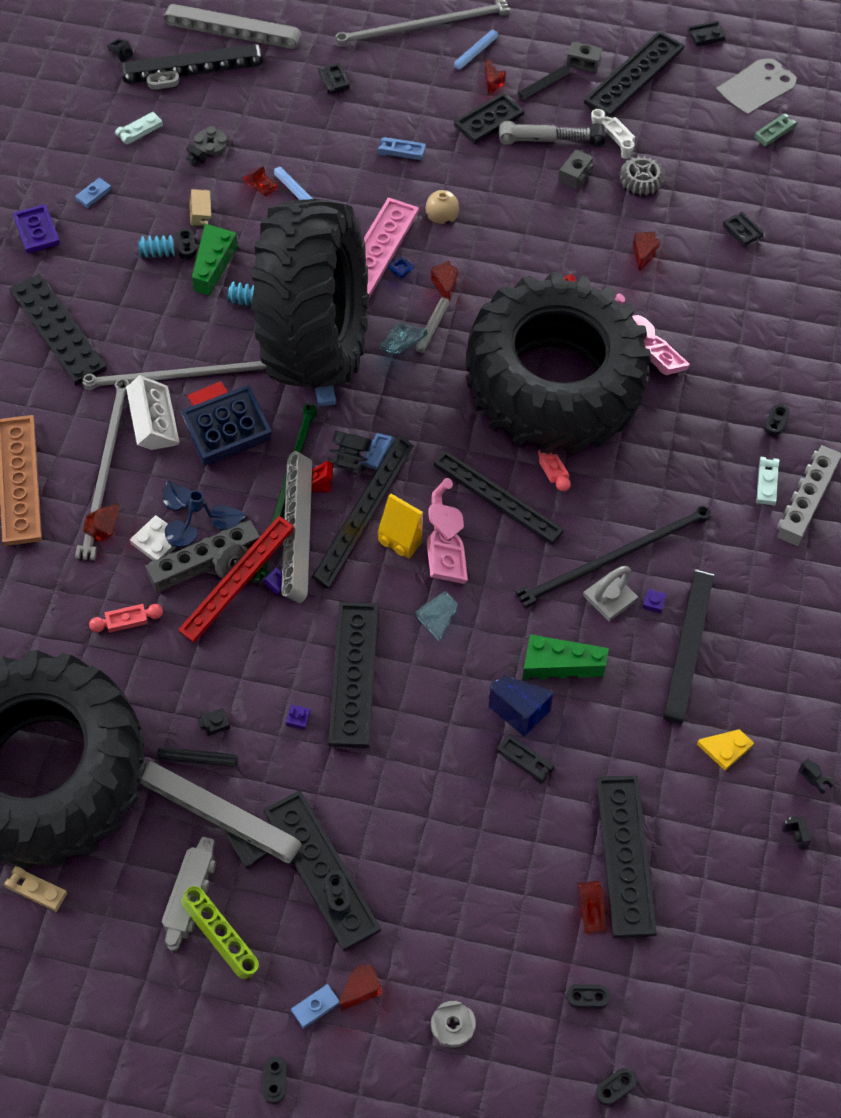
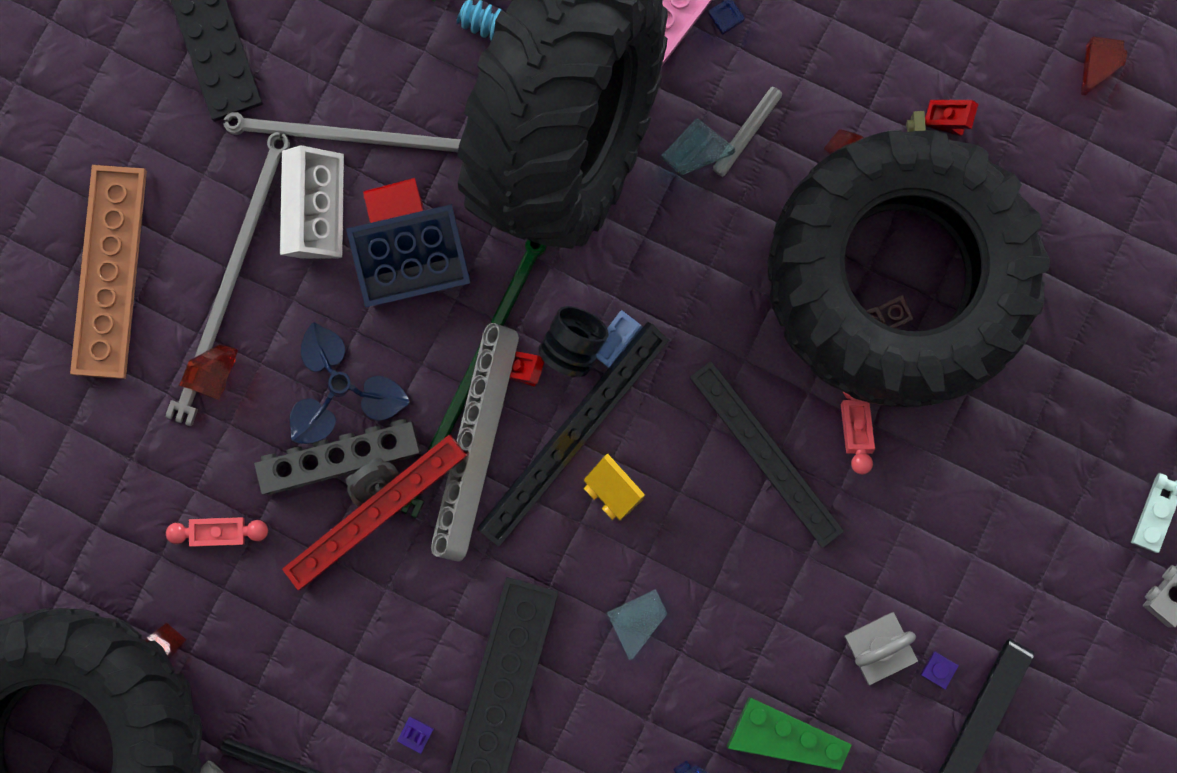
camera: 20 degrees right, 25 degrees up
(152, 539) = (273, 409): white plate -> none
(213, 721) = (303, 716): black bracket -> none
(274, 580) = (426, 520): dark purple plate -> none
(444, 545) = (671, 540): bright pink plate -> none
(445, 278) = (786, 54): clear red slope -> none
(531, 595) = (902, 586): black hinge -> none
(662, 354) = (1070, 265): bright pink plate -> none

